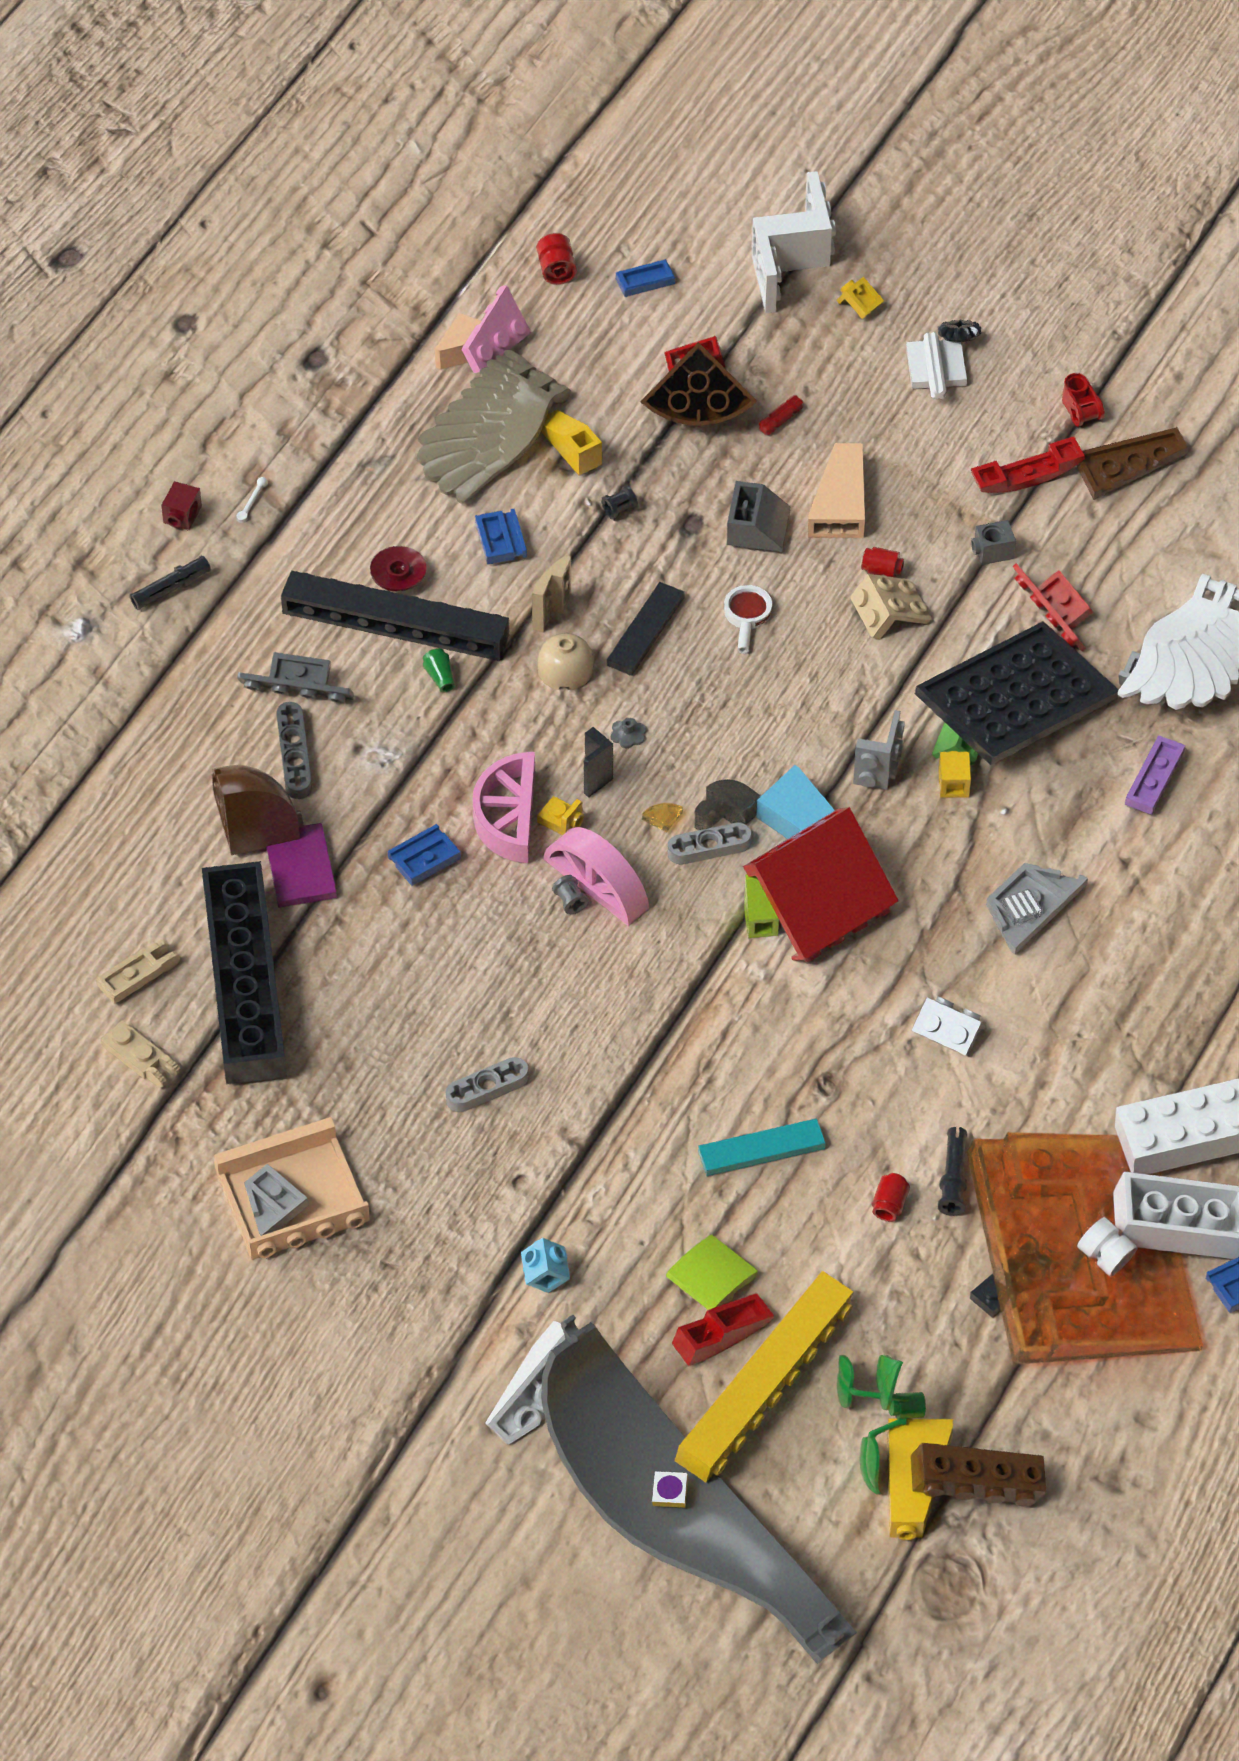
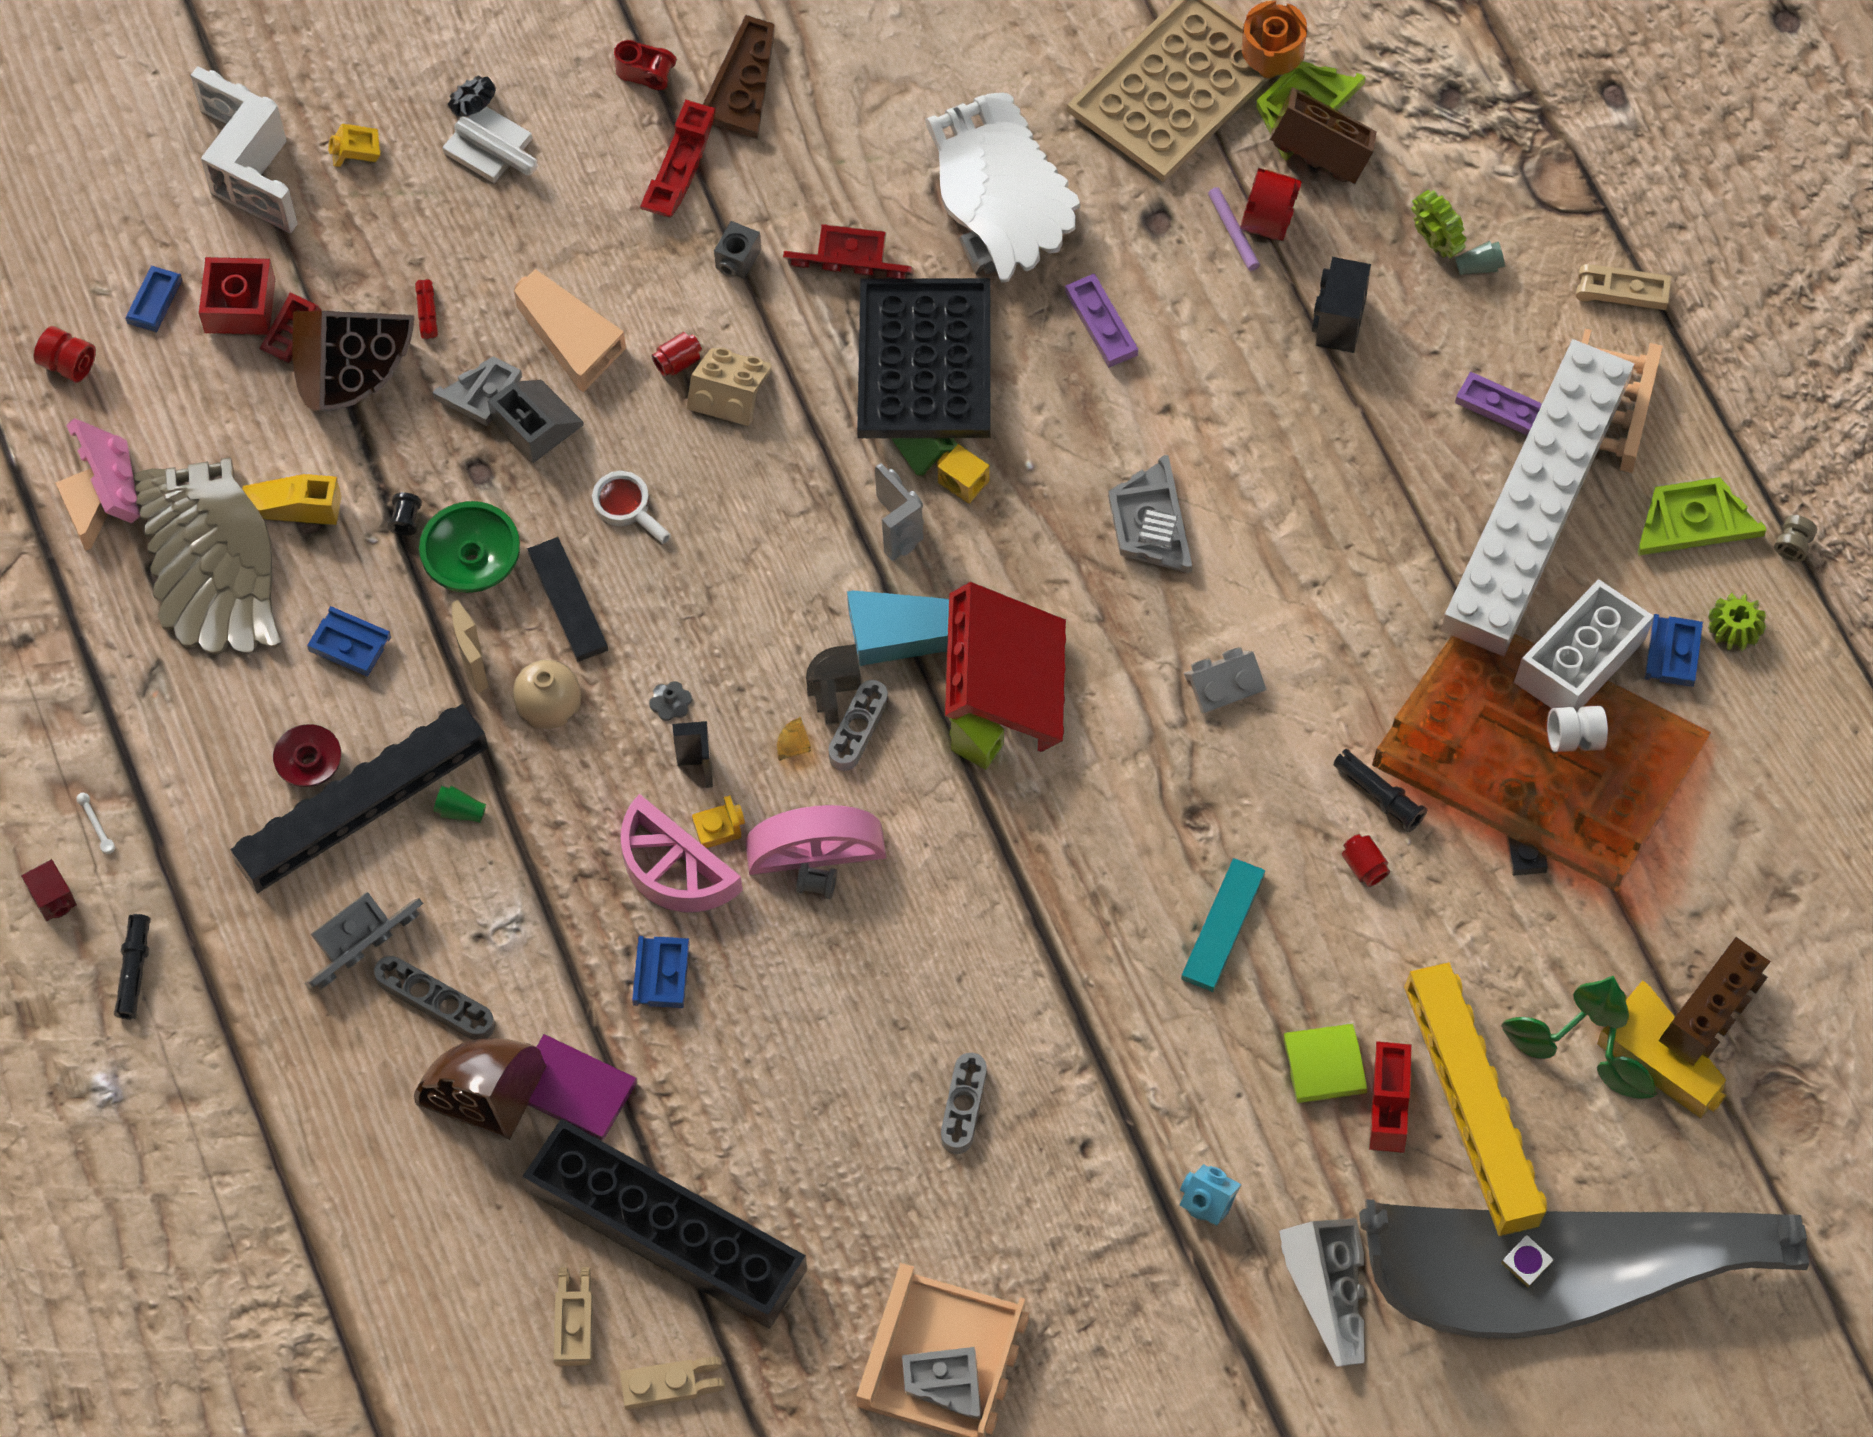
camera: 50 degrees left, 10 degrees up
(625, 547) = (466, 531): none -> green dish
(685, 311) = (237, 295): none -> red brick
(750, 473) = (476, 387): none -> light grey wing

